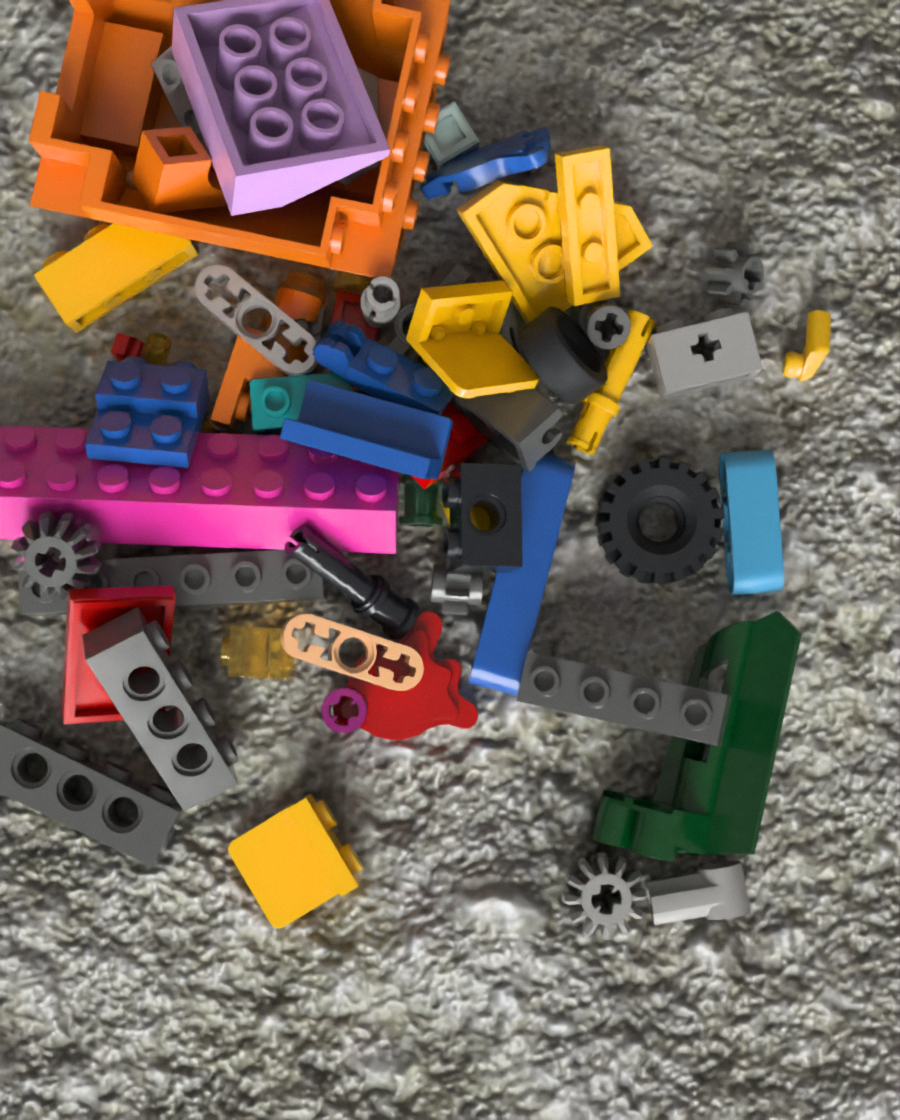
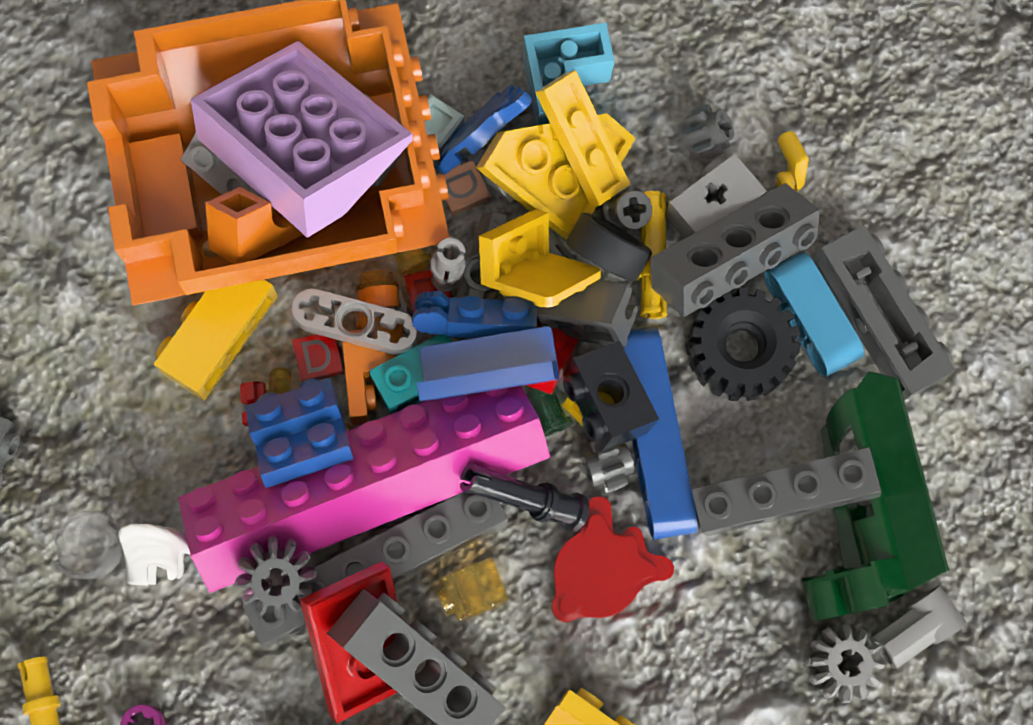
camera: 30 degrees left, 10 degrees down
(207, 339) = (317, 357): none -> red tile
(335, 698) = (552, 600): magenta bush -> none
(391, 651) = (580, 539): light nougat beam -> none
(440, 223) = (465, 188): none -> nougat tile
(624, 122) = (565, 50): none -> medium azure brick
(696, 417) = (734, 249): none -> dark grey brick
(845, 532) = (843, 267): none -> dark grey brick

